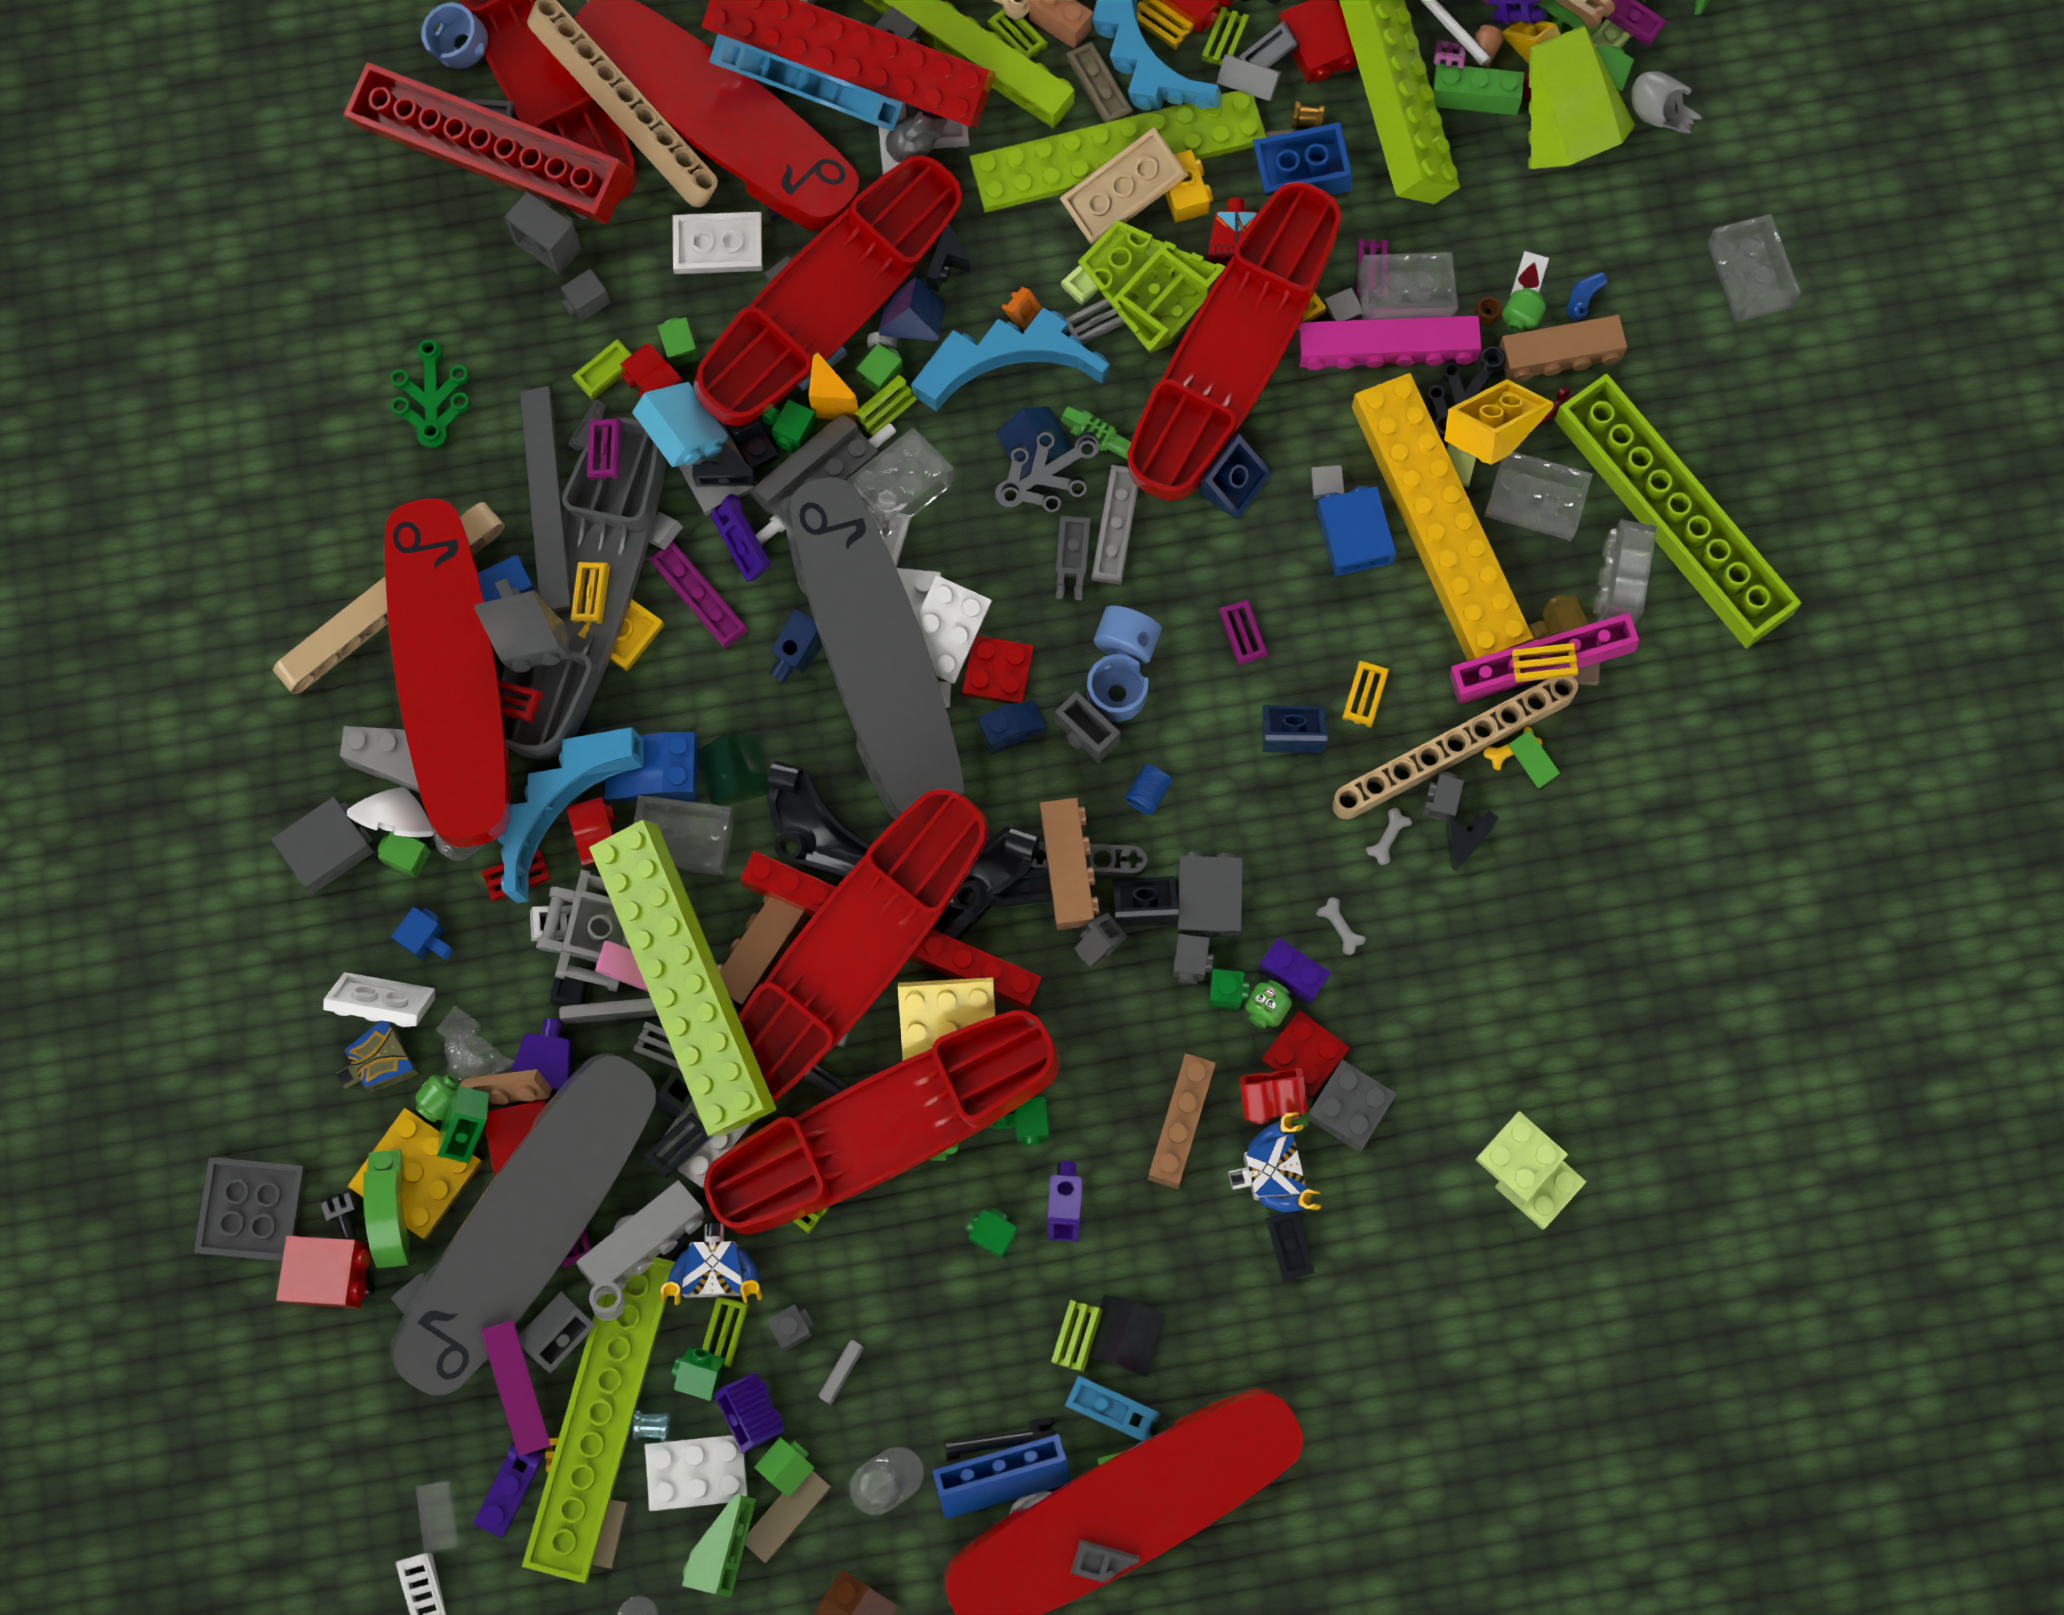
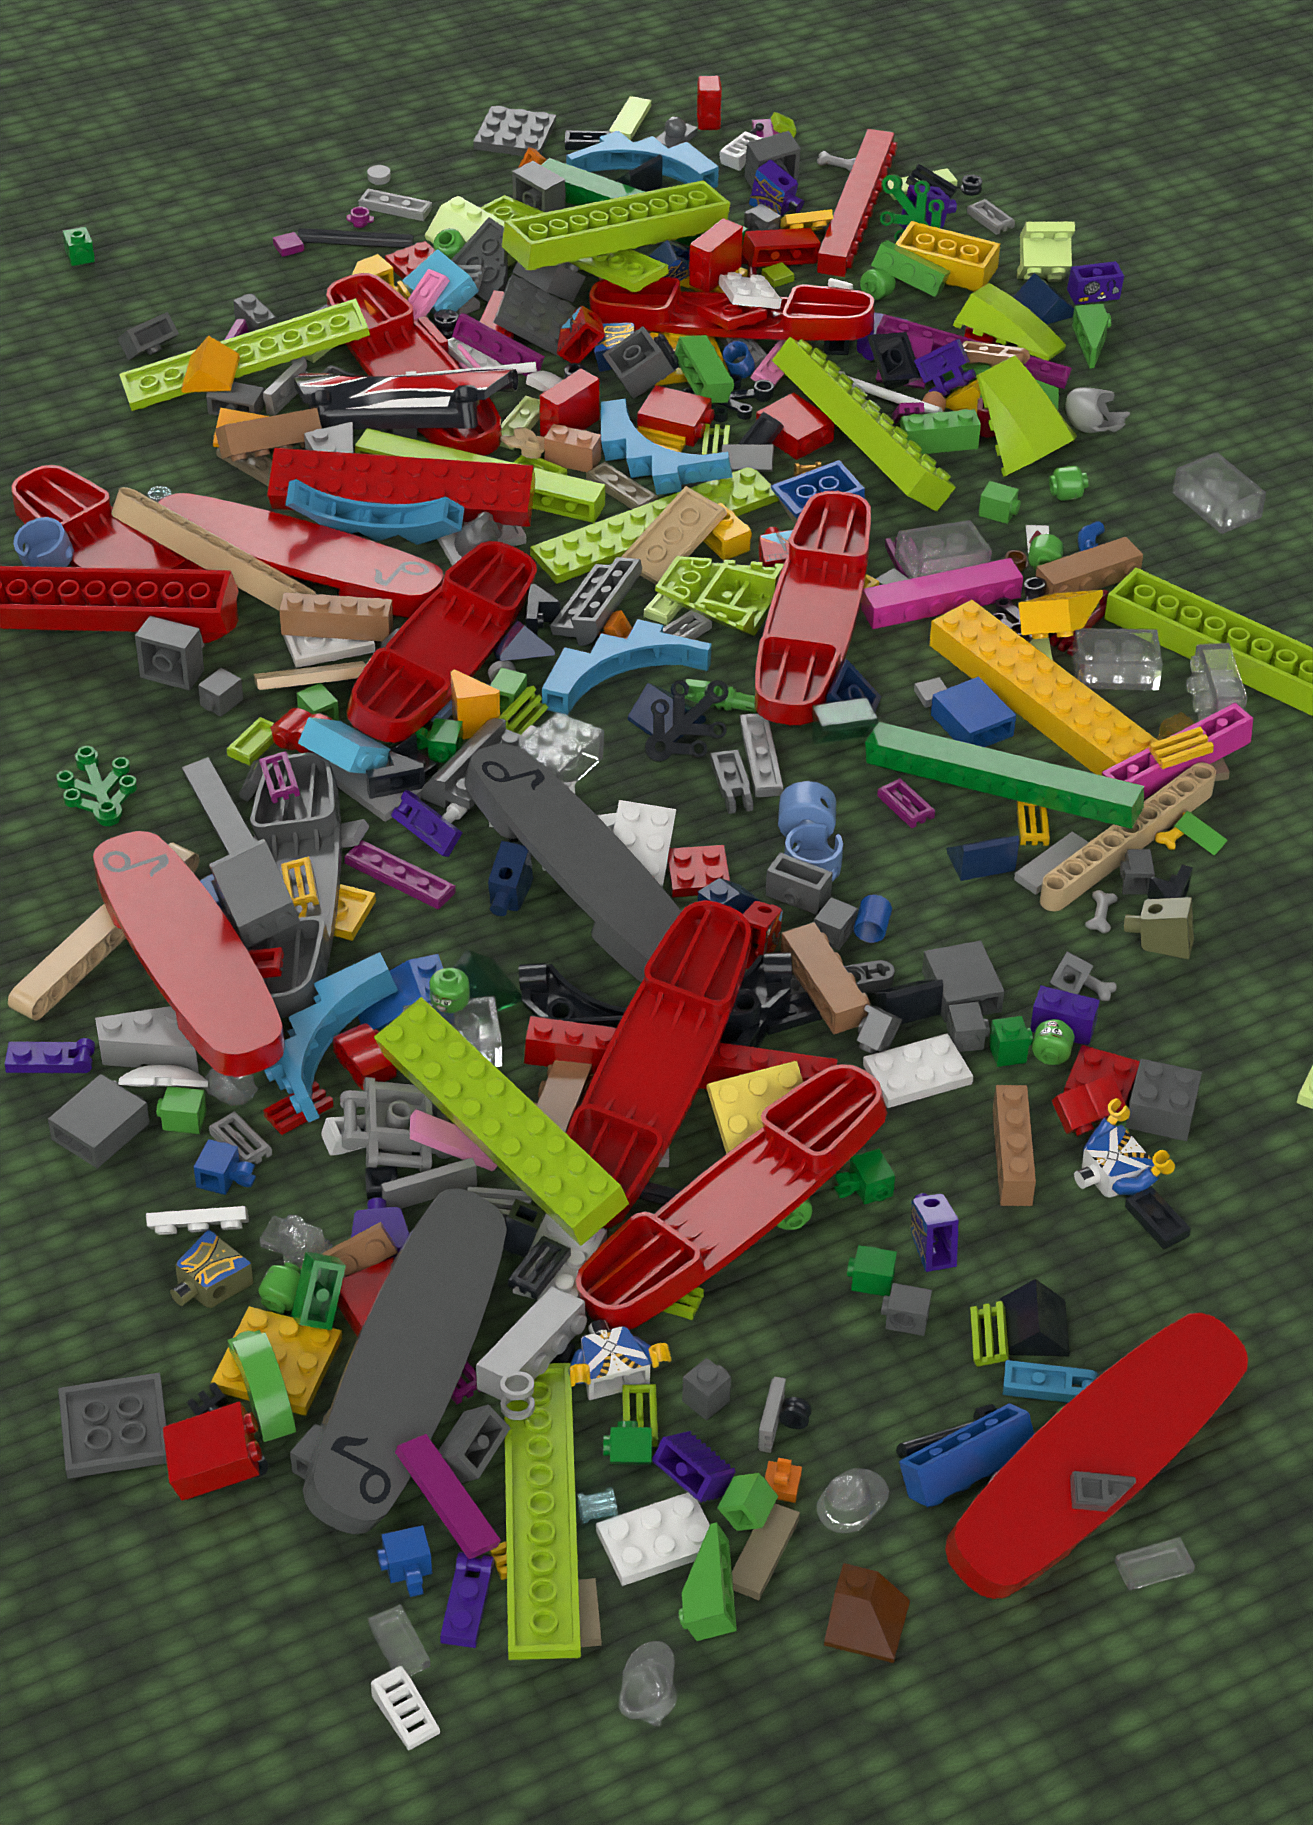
camera: 20 degrees left, 30 degrees down
(297, 745) = (50, 1057): none -> dark purple plate
(460, 923) = (263, 1148): none -> light grey tile
(465, 1433) = (406, 1557): none -> blue brick
(681, 298) = (308, 675): none -> tan tile
(682, 800) = (449, 990): none -> bright green head
(726, 227) = (336, 616): none -> medium nougat brick
(828, 1444) = (784, 1479): none -> orange tile
(863, 1376) = (795, 1413): none -> black bush
(1008, 1287) = (907, 1309): none -> dark grey brick
(1012, 259) = (596, 600): none -> dark grey brick
(1025, 782) = (765, 928): none -> red torso
(1109, 784) = (836, 921): none -> dark grey brick
(1126, 993) = (918, 1070): none -> white plate
(1209, 516) = (842, 721): none -> clear green slope
(1319, 923) = (1074, 965): none -> dark grey brick
(1351, 637) = (1005, 775): none -> green brick
(1364, 757) = (1032, 874): none -> light grey tile
(1438, 885) = (1164, 926): none -> olive torso
(1503, 216) = (999, 502): none -> bright green brick
(1591, 206) = (1068, 483): none -> bright green head

